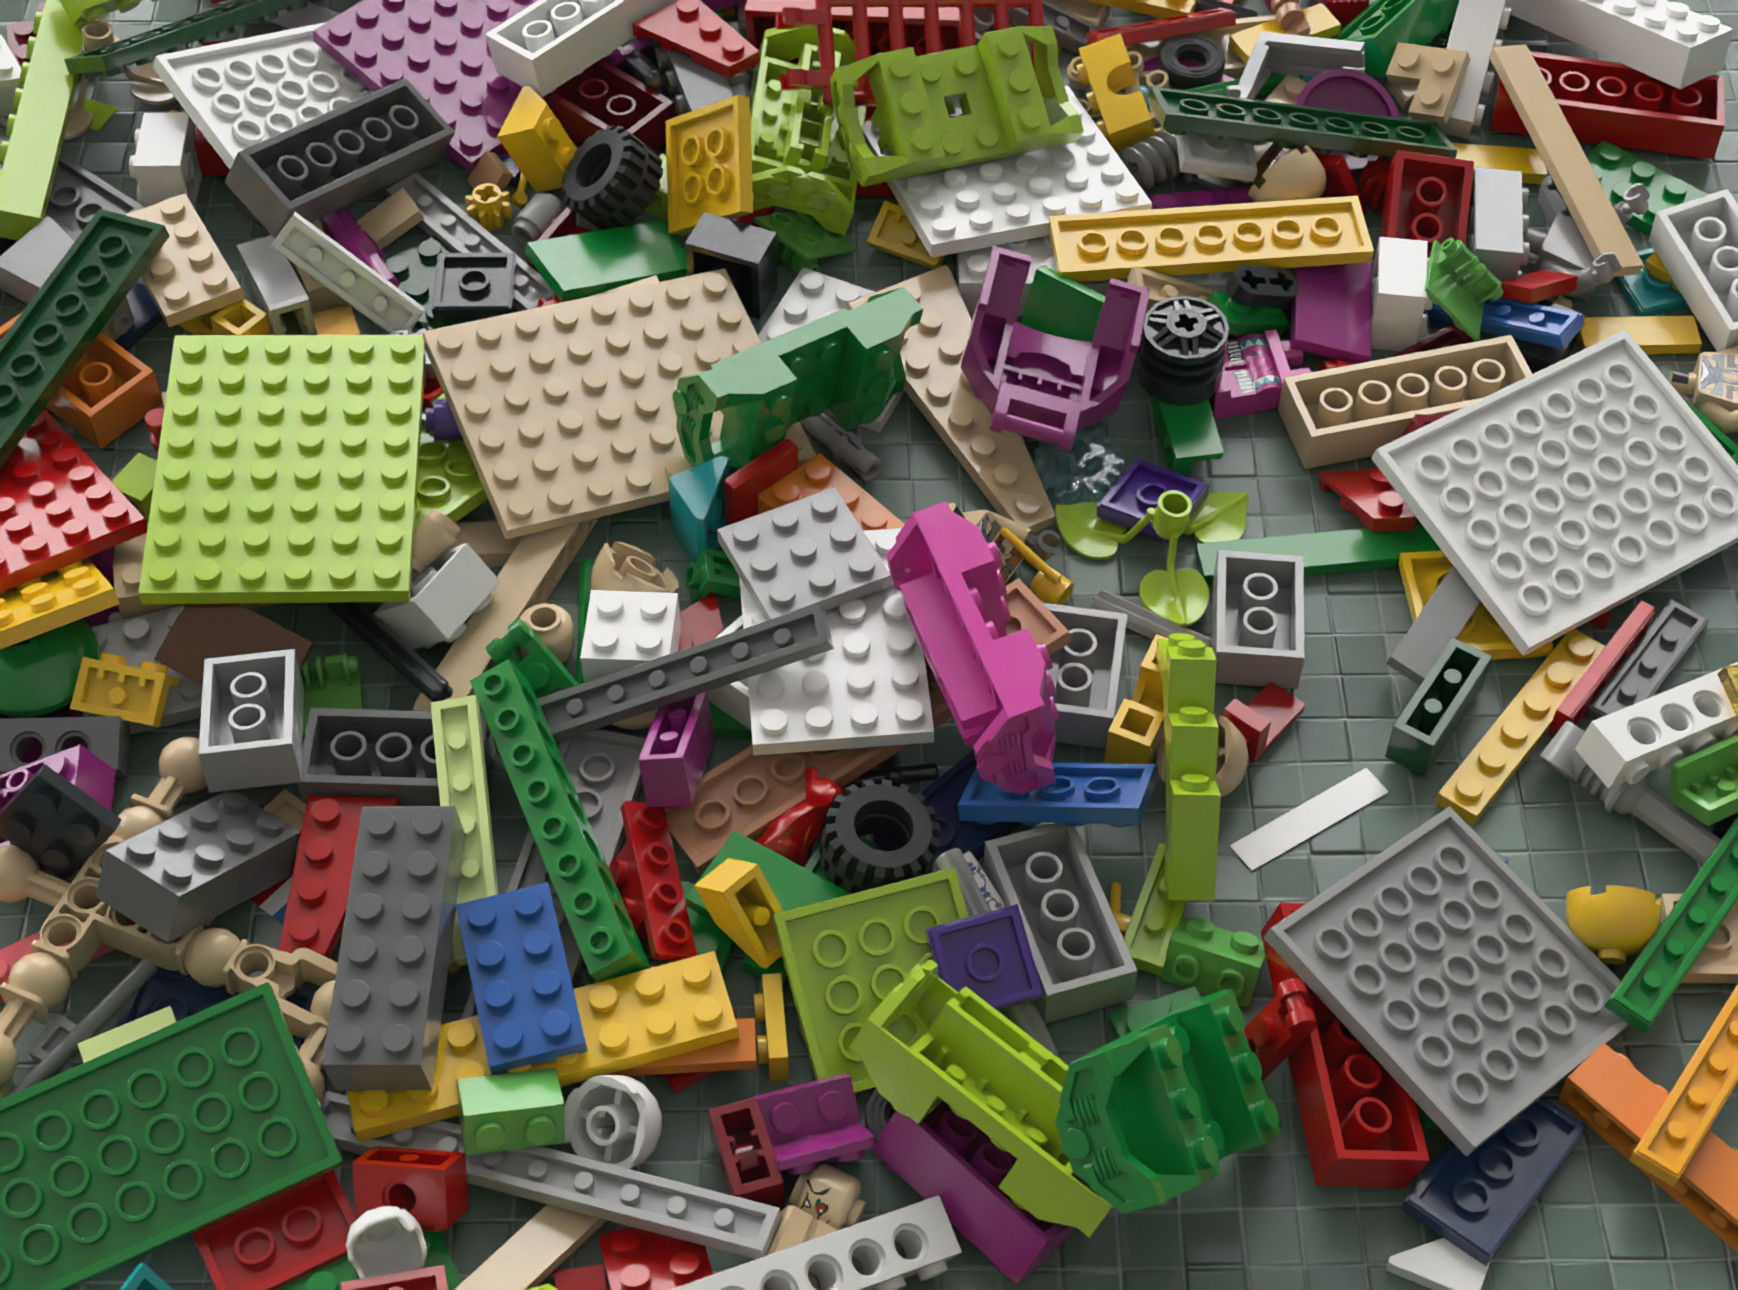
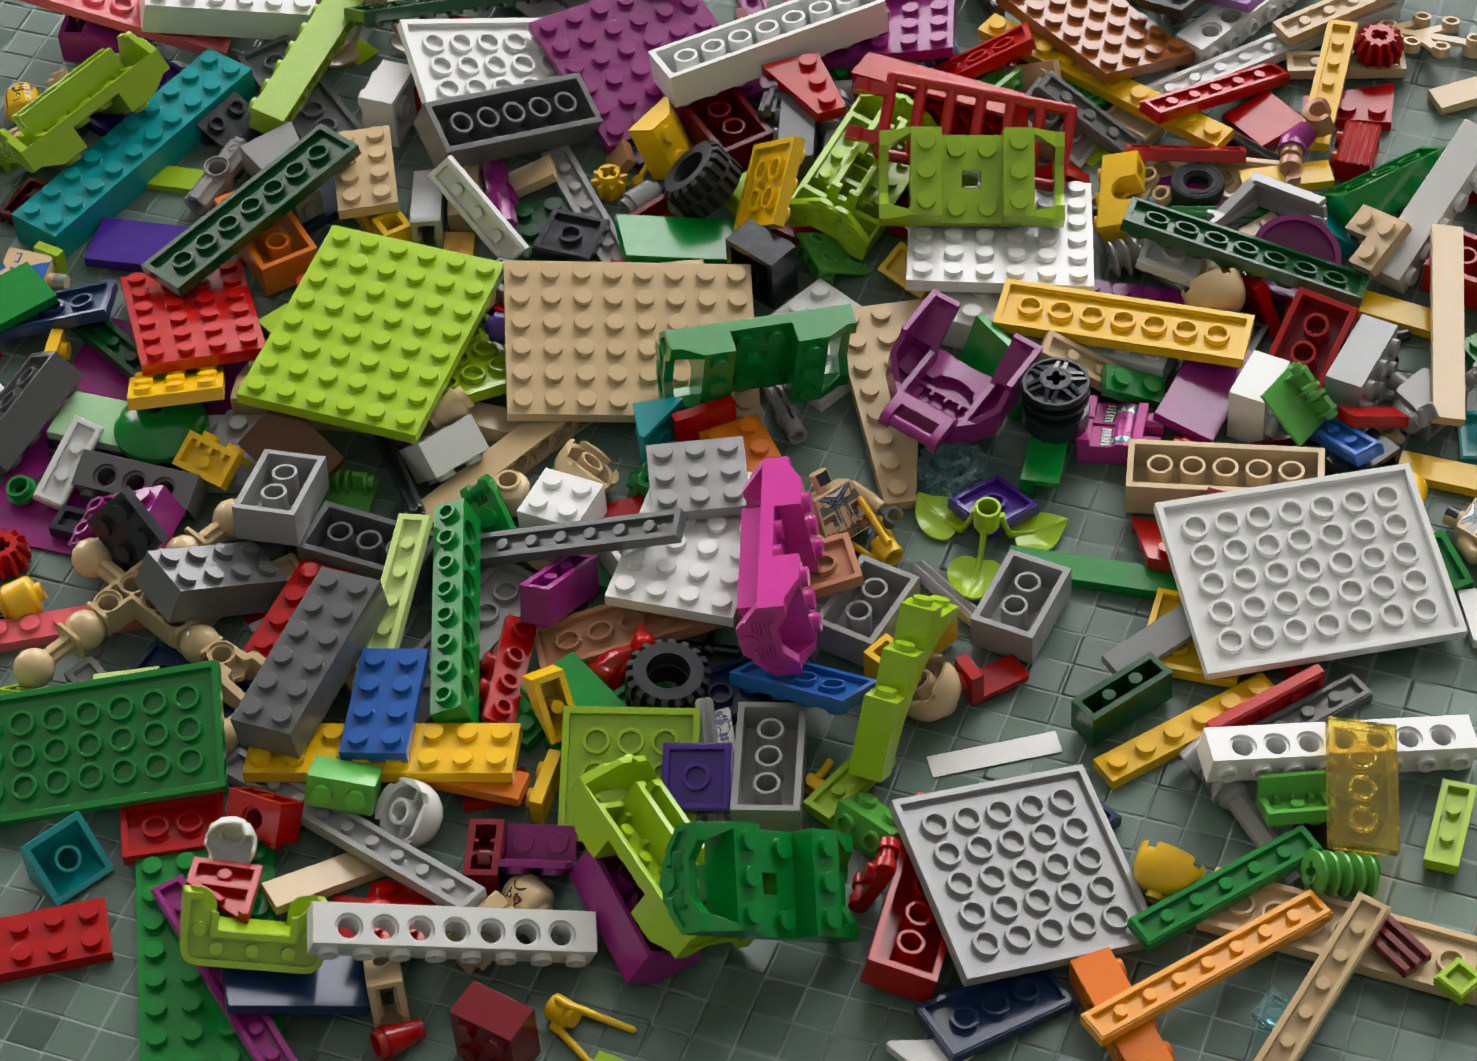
camera: 25 degrees right, 5 degrees down
(89, 1025) = (118, 659): dark grey bar -> none
(1262, 286) = (1146, 367): black beam -> none

